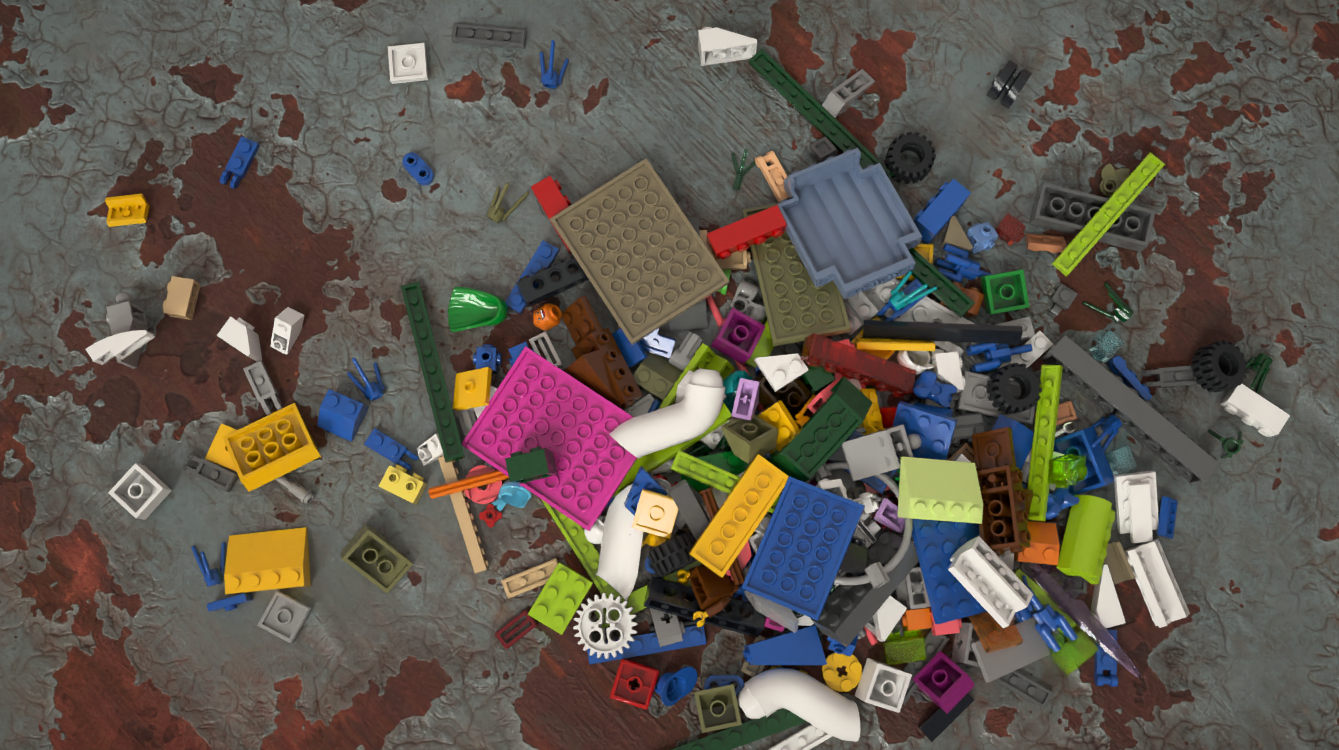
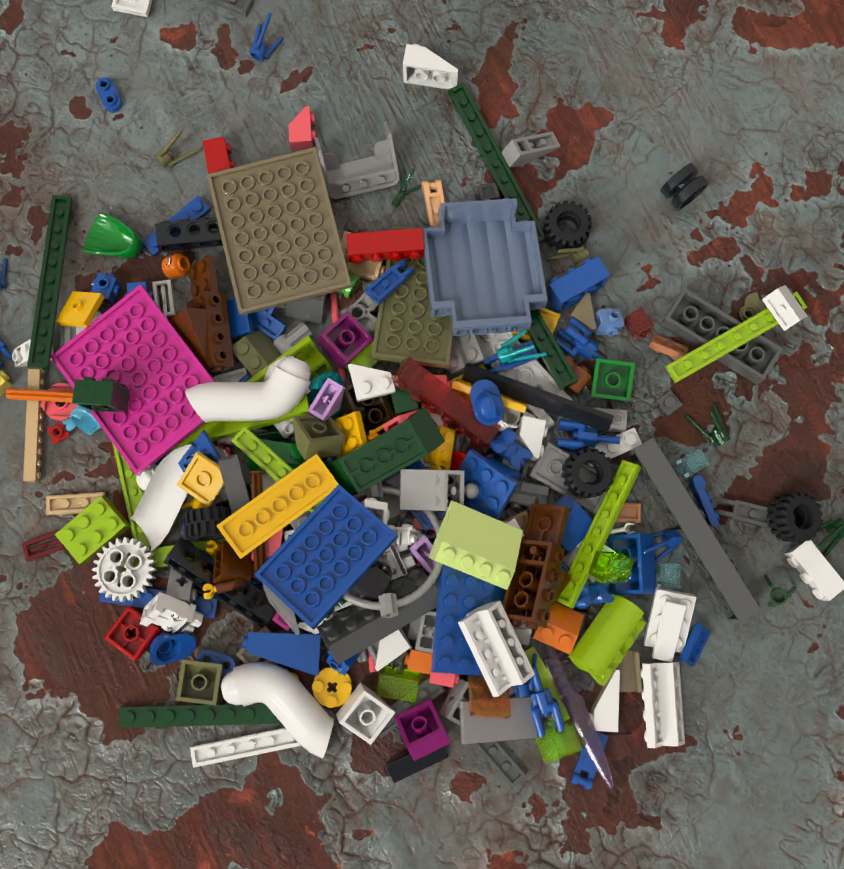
camera: 15 degrees right, 0 degrees up
(621, 146) = (300, 130): none -> coral slope
(667, 653) = (171, 614): none -> white hips
(697, 167) = (361, 174): none -> light grey windscreen
(763, 267) = (389, 282): none -> blue hinge
(897, 352) = (486, 402): none -> blue piece
(929, 182) = (577, 255): none -> olive plant
(1145, 172) = (784, 307): none -> white panel

